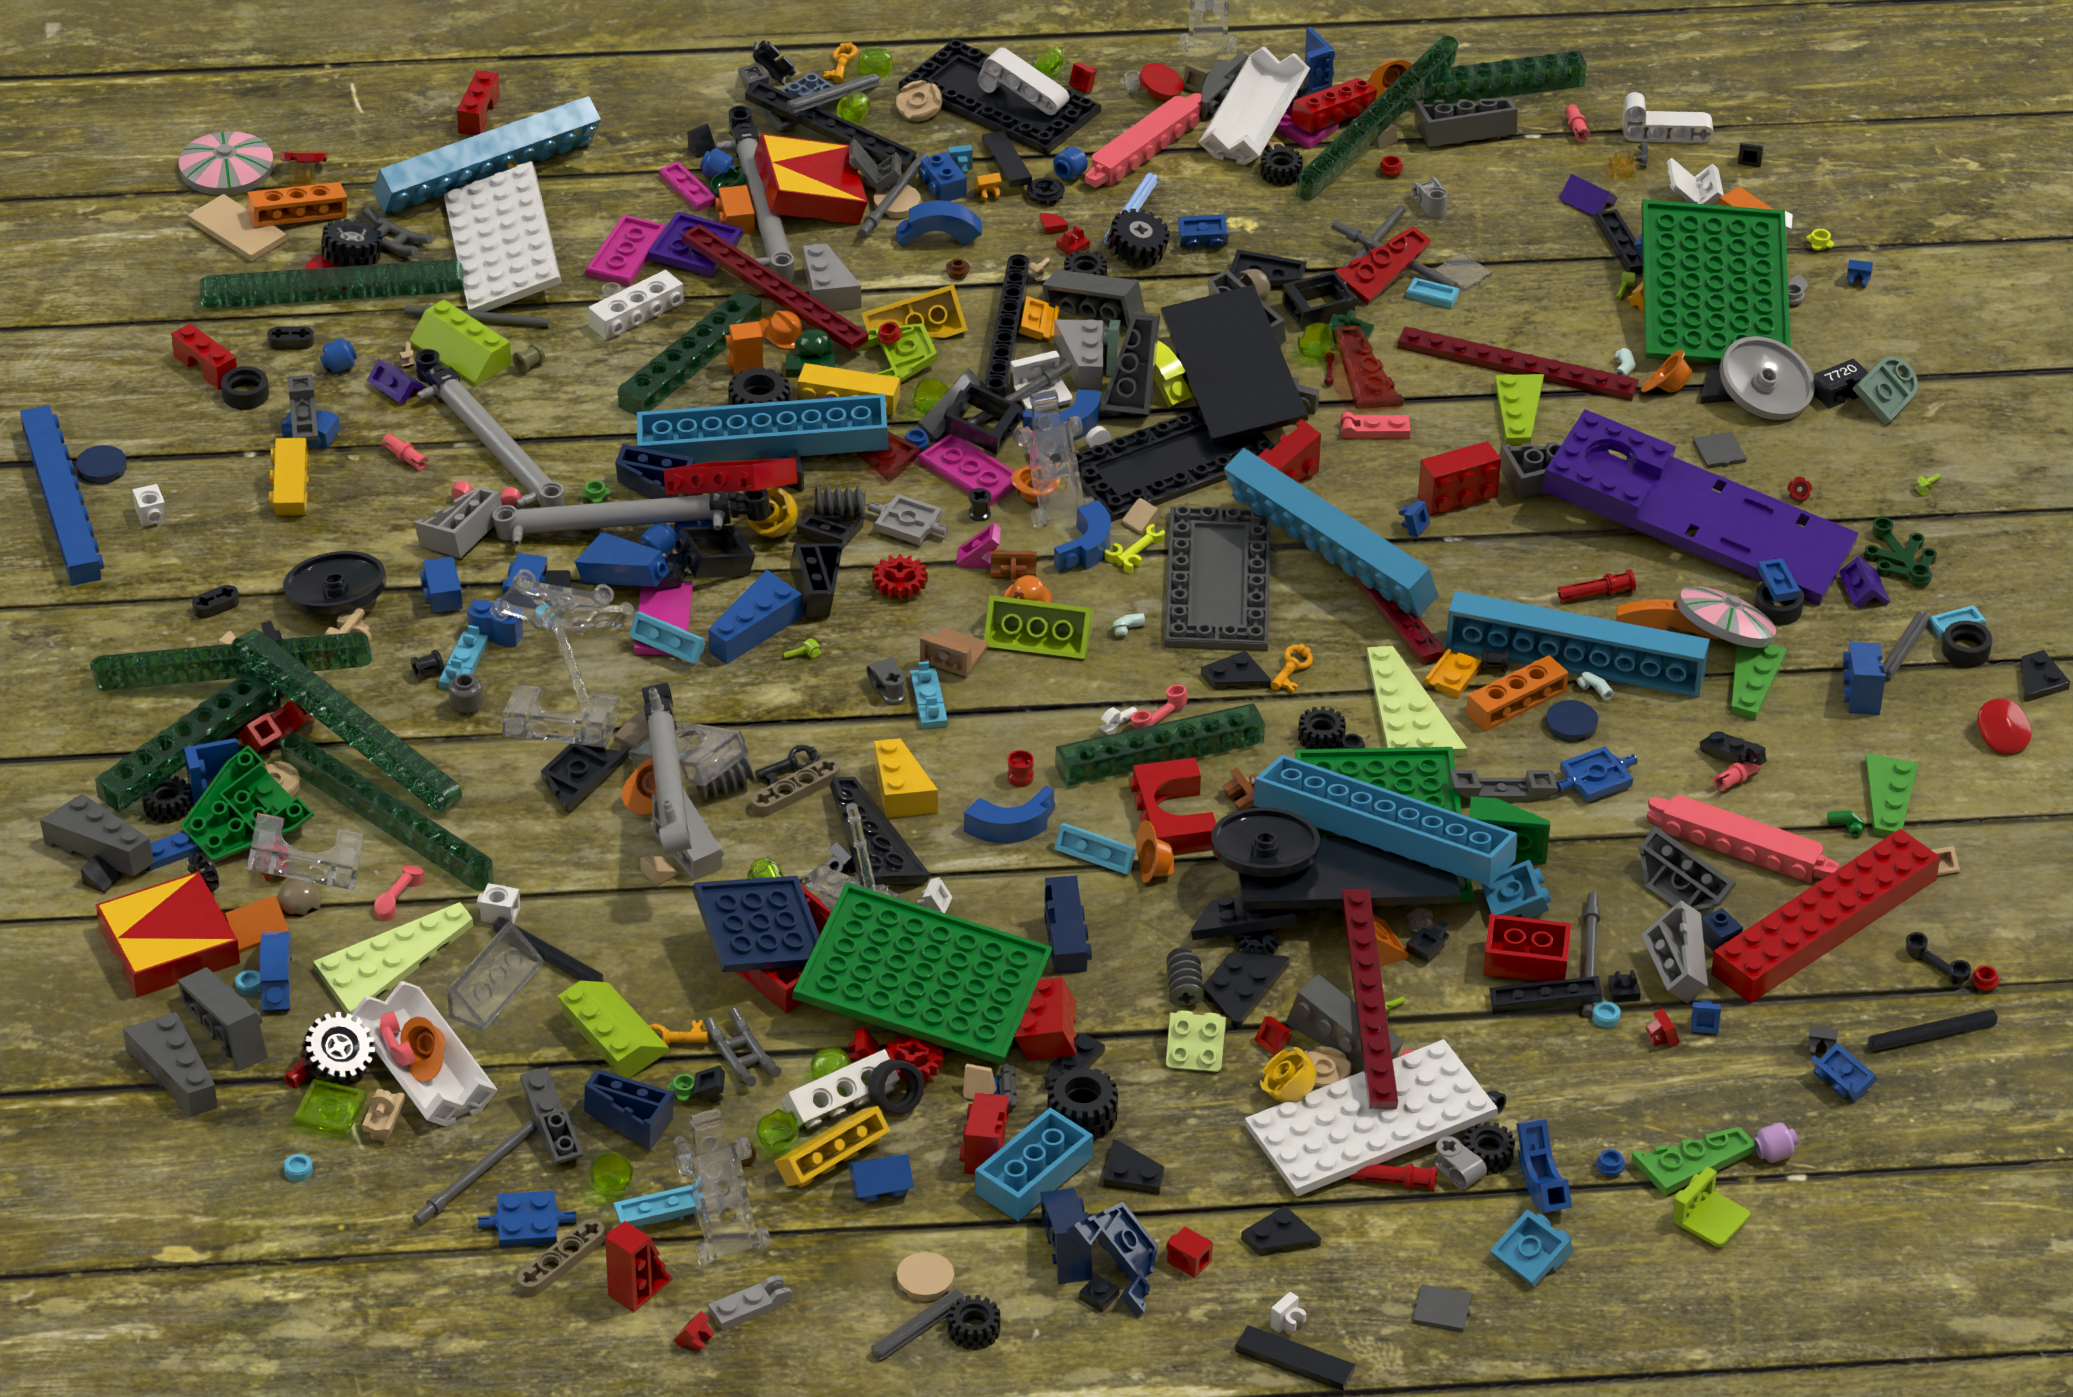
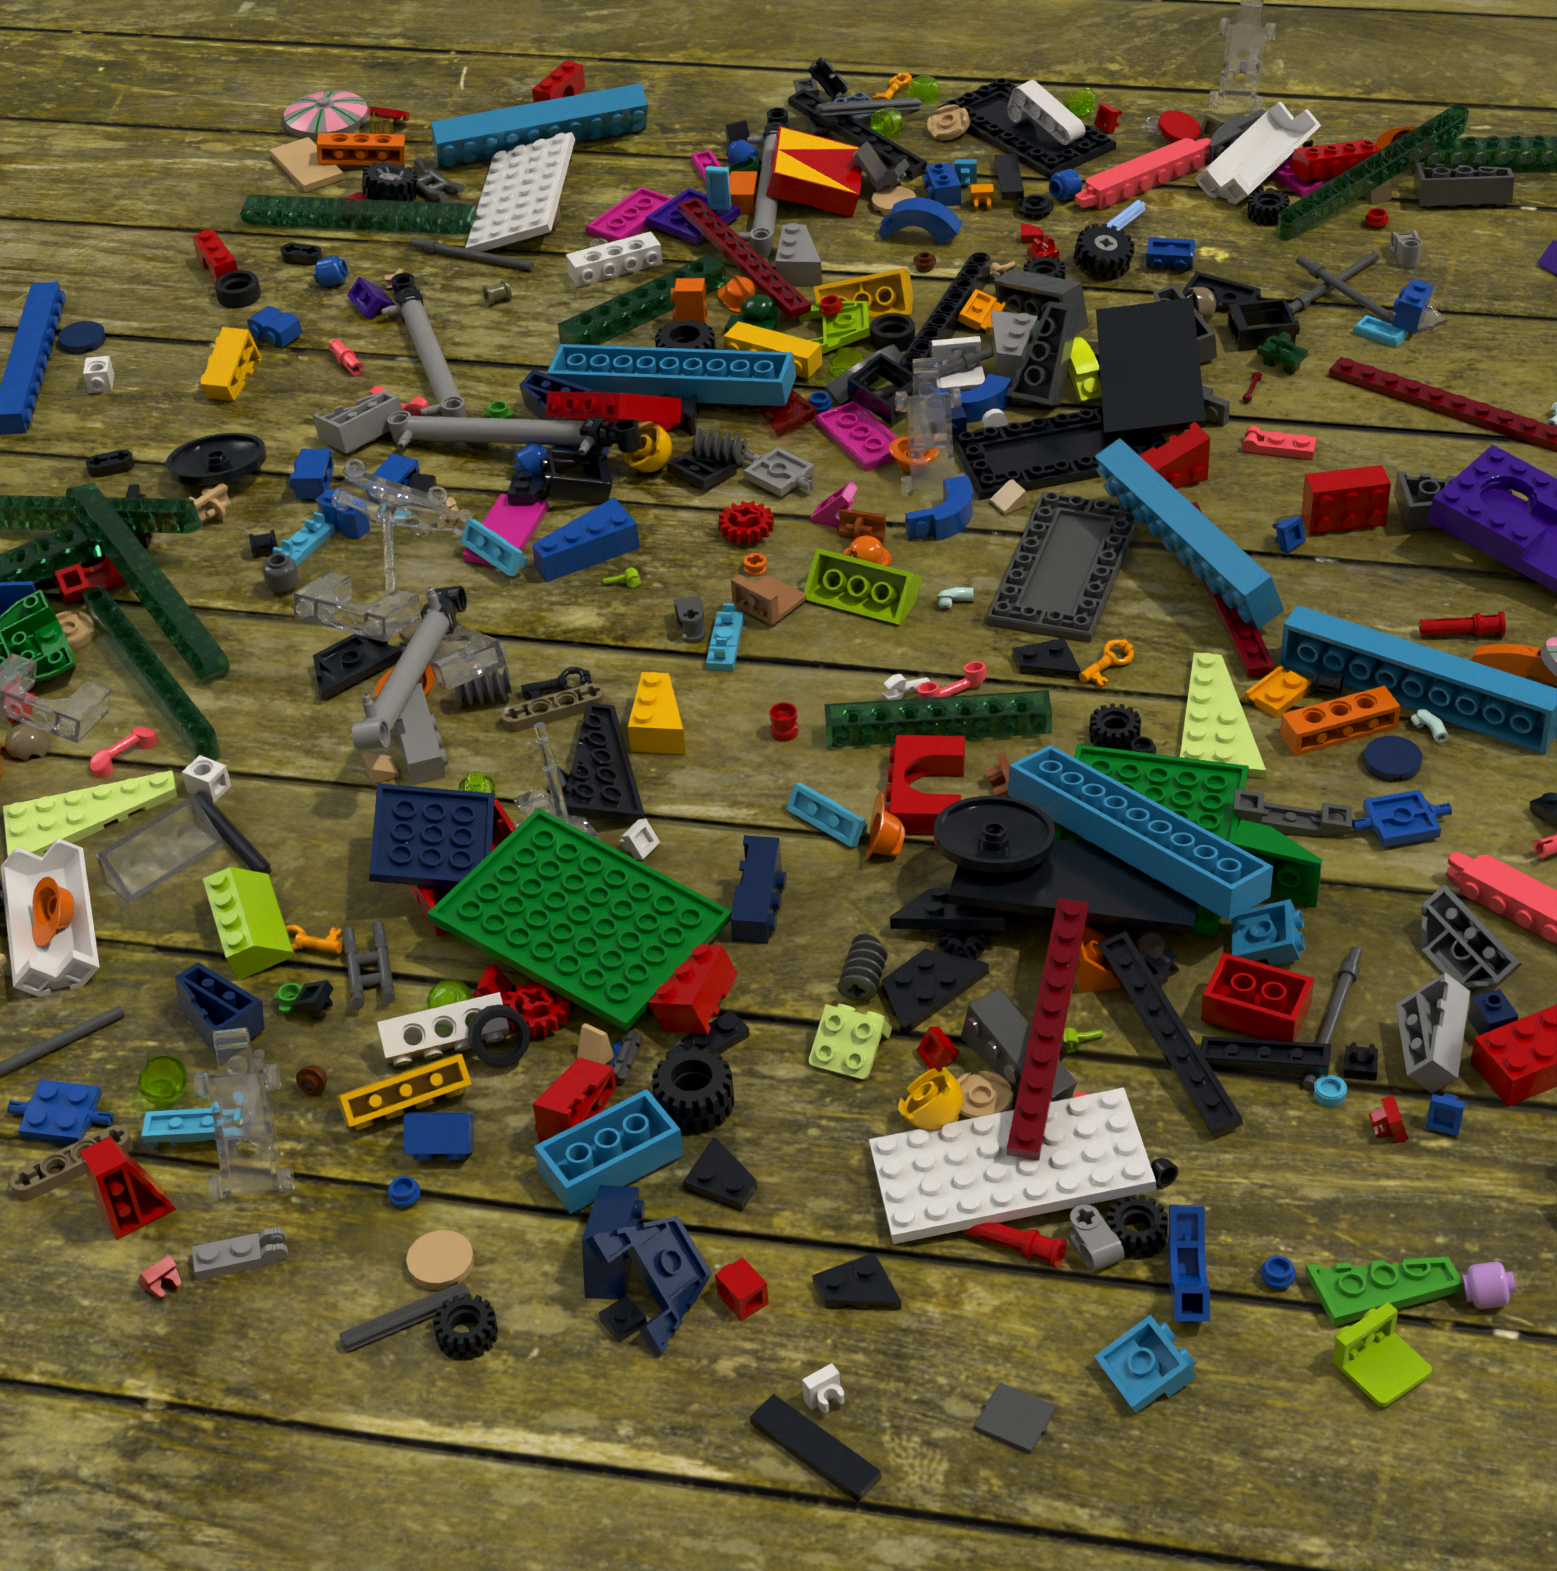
camera: 20 degrees right, 0 degrees up
(303, 407) = (268, 308): dark grey slope -> none
(401, 1052) = (26, 909): coral bar -> none
(462, 342) = (443, 273): lime slope -> none
(550, 1116) = (138, 1005): dark grey slope -> none
(621, 563) = (481, 474): blue slope -> none
(721, 212) = (718, 188): none -> medium azure tile
(778, 1130) = (359, 1062): clear neon green hair -> none
(815, 576) = (665, 511): black wedge -> none
(868, 1228) = (404, 1191): none -> blue plate
(874, 218) = (863, 211): dark grey bar -> none
(924, 612) = (754, 564): none -> orange bush
(958, 342) = (892, 323): none -> black tyre
(979, 504) = (853, 467): black bush -> none
(1009, 824) = (752, 776): blue arch -> none
(1129, 557) = (984, 533): neon yellow bar -> none
(1316, 341) = (1246, 359): clear neon green hair -> none
(1320, 59) = (1332, 121): blue bracket -> none
(1364, 372) = (1284, 392): clear red wing -> none
(1383, 264) = (1327, 304): red wing -> none
(1458, 263) = (1412, 305): none -> blue brick
(1463, 988) = (1170, 1035): none -> black plate
(1518, 405) = (1436, 441): lime wing -> none

